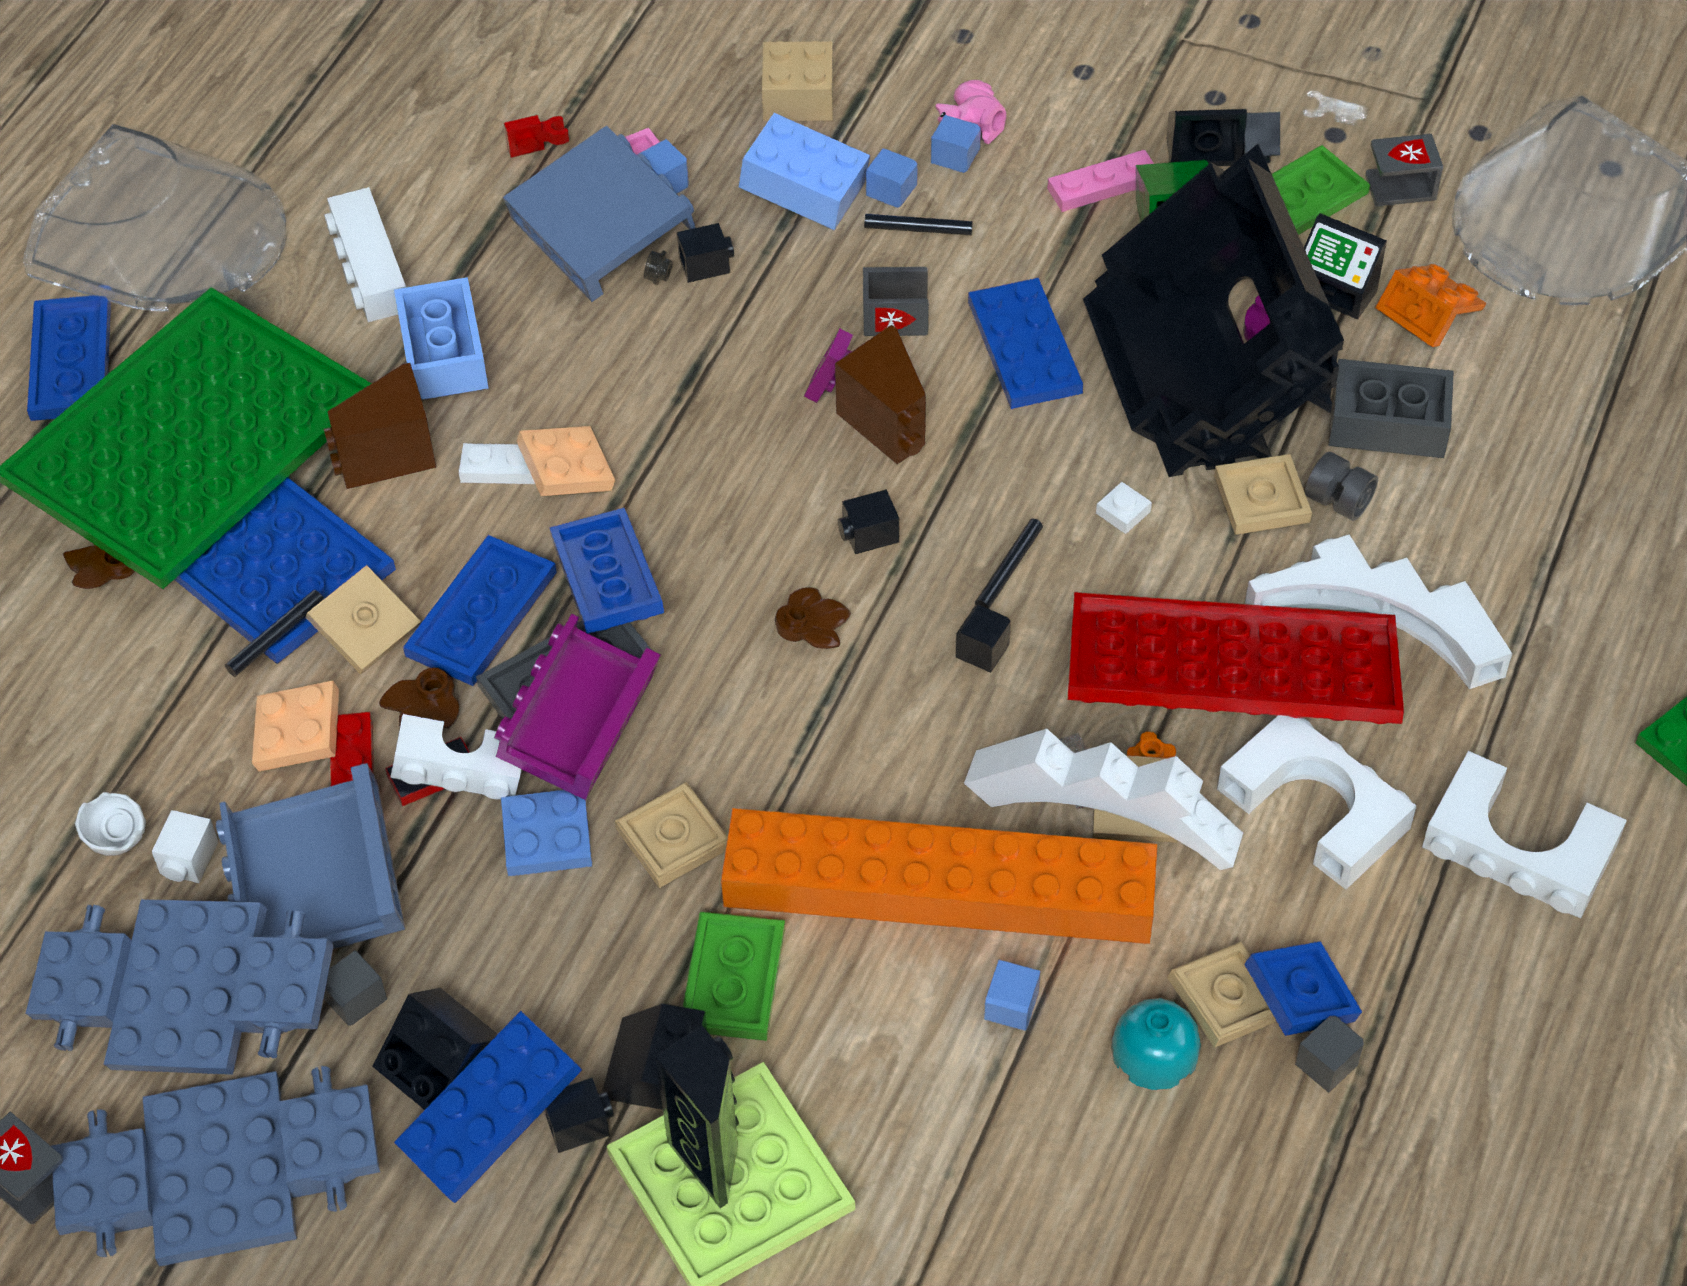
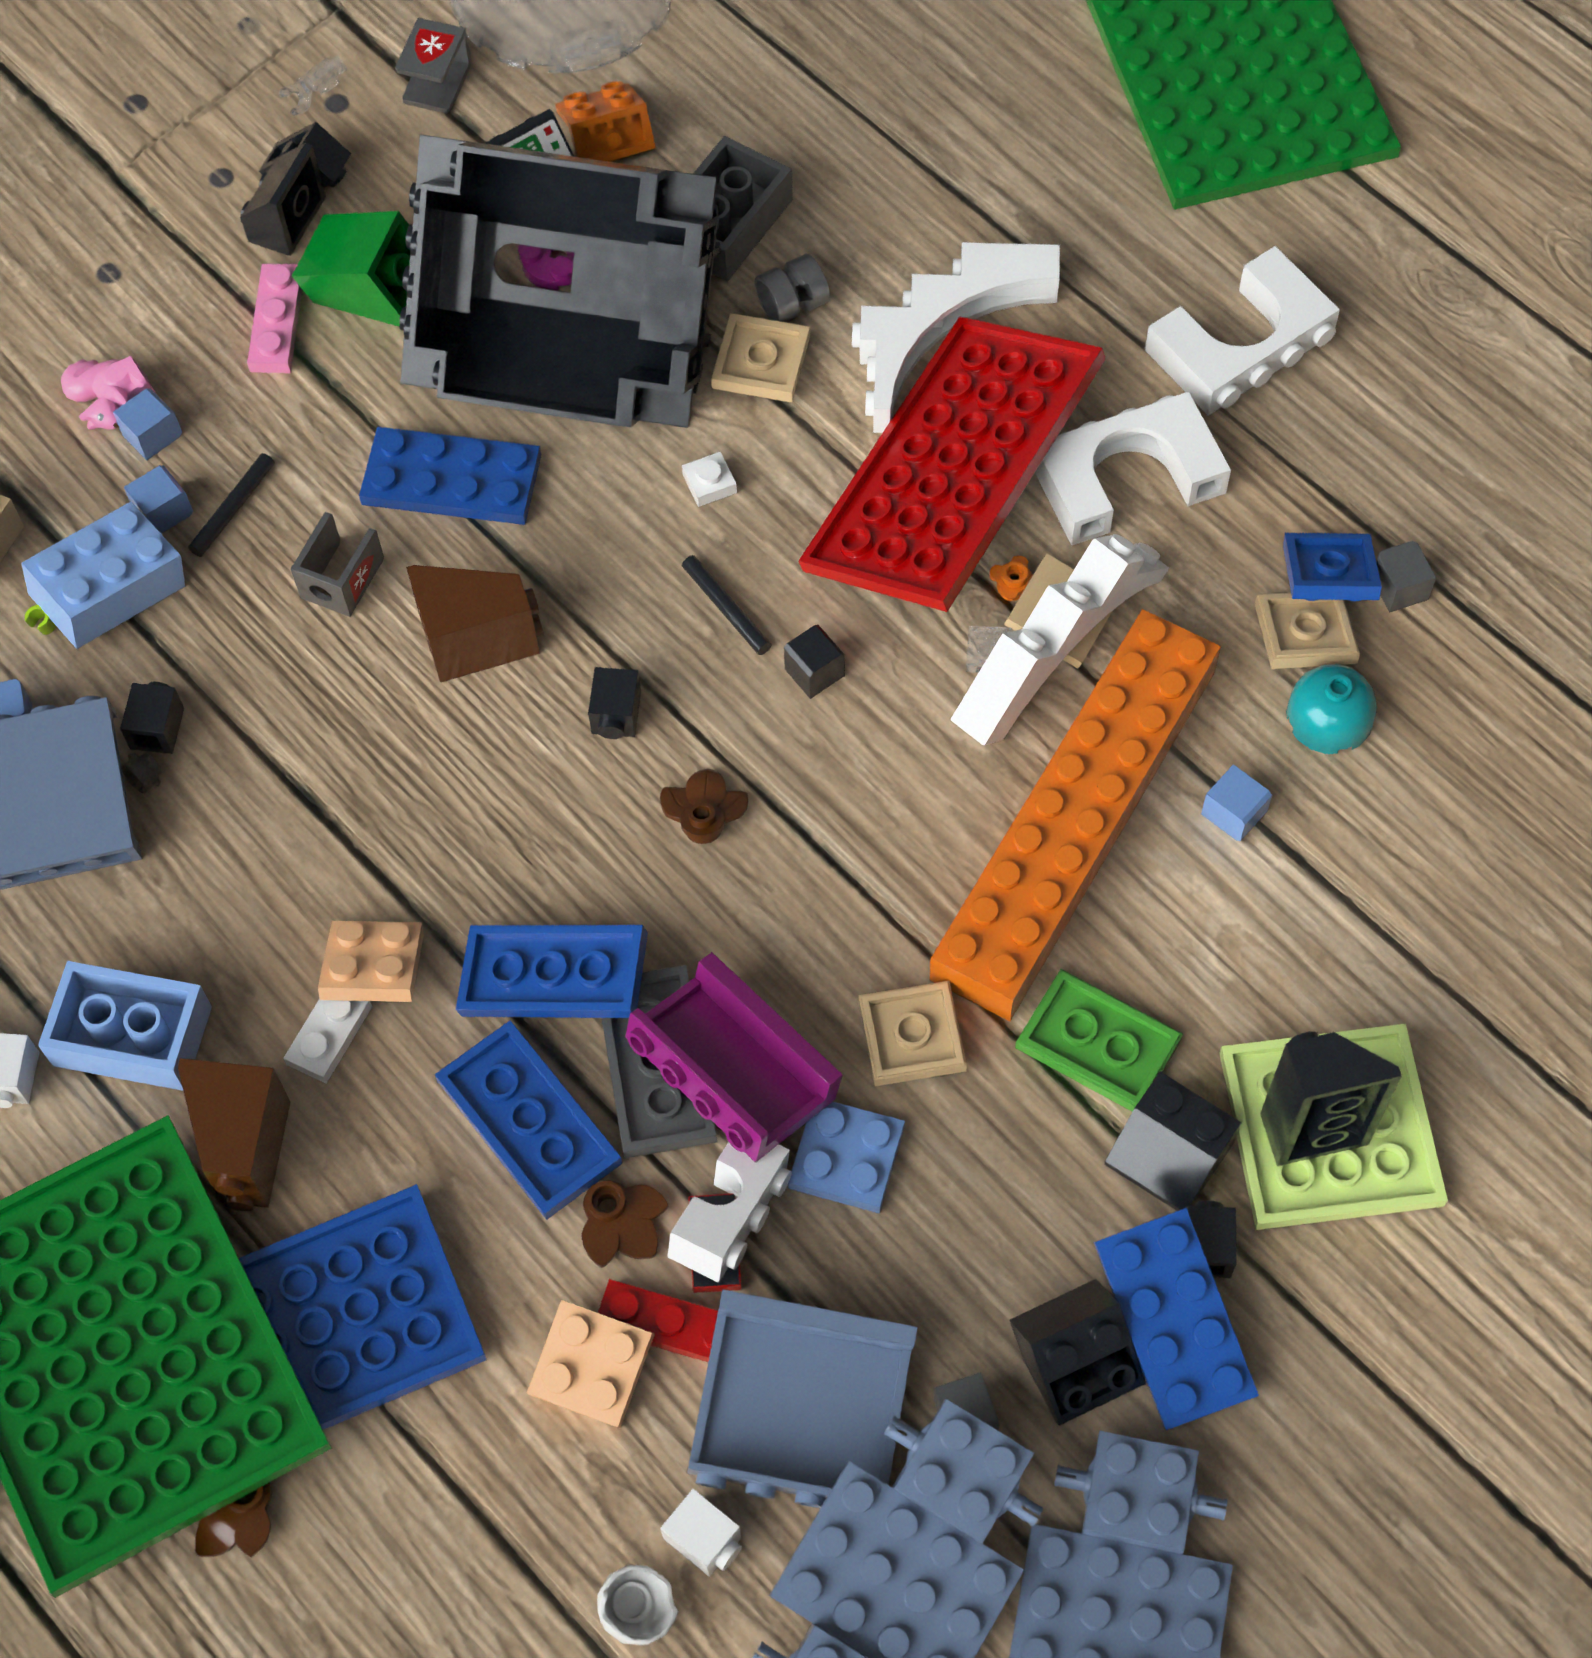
camera: 65 degrees left, 10 degrees up
(273, 633) = (460, 1342): black bar -> none
(363, 619) = (482, 1244): tan plate -> none
(824, 374) = (399, 655): magenta plate -> none
(1318, 185) = (389, 153): bright green tile -> none

